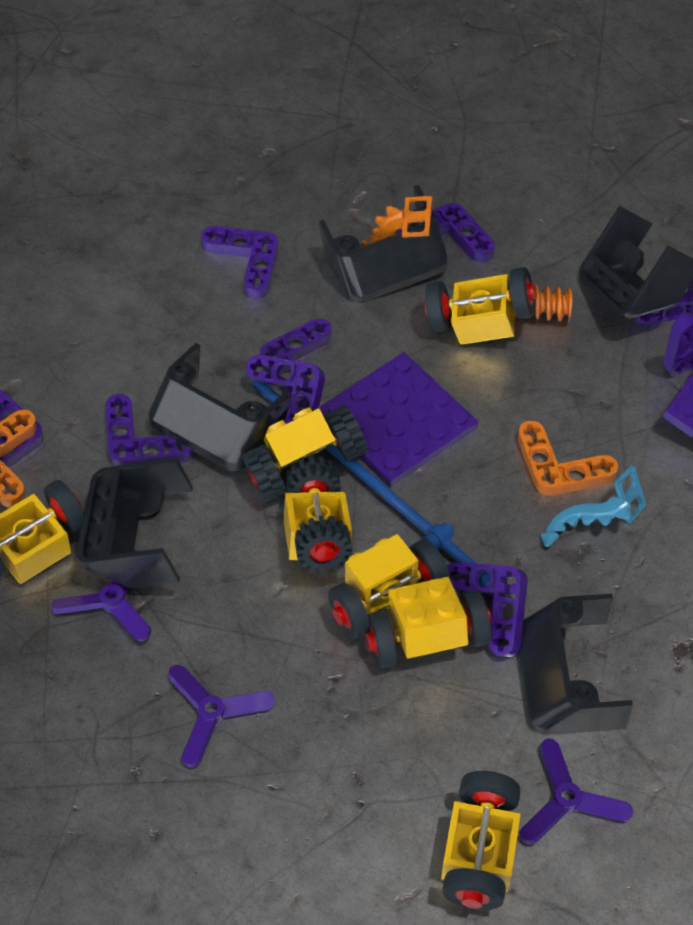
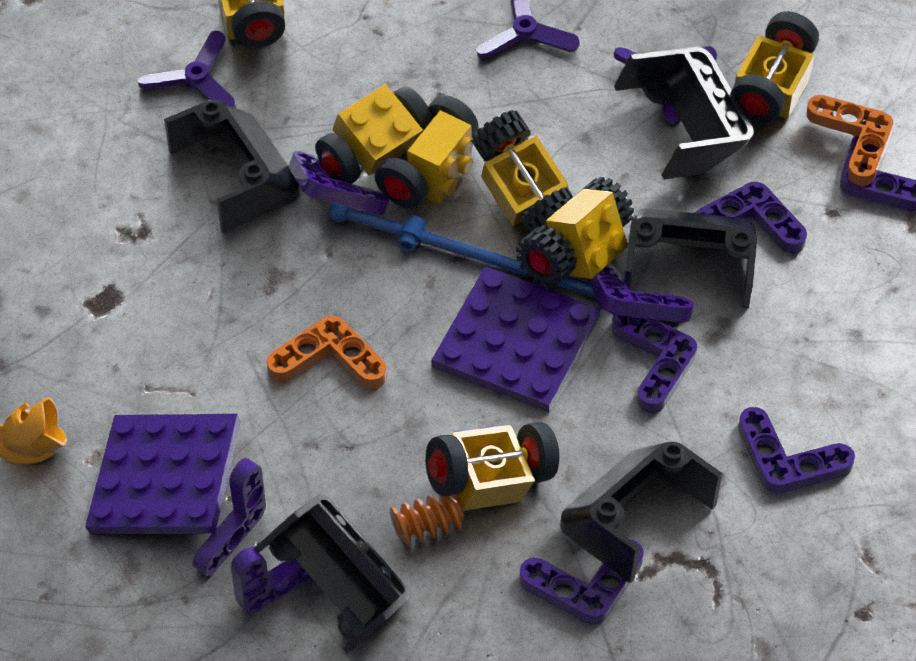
camera: 155 degrees right, 0 degrees up
(400, 219) = (636, 501): orange piece -> none
(602, 512) = (259, 305): dark azure piece -> none

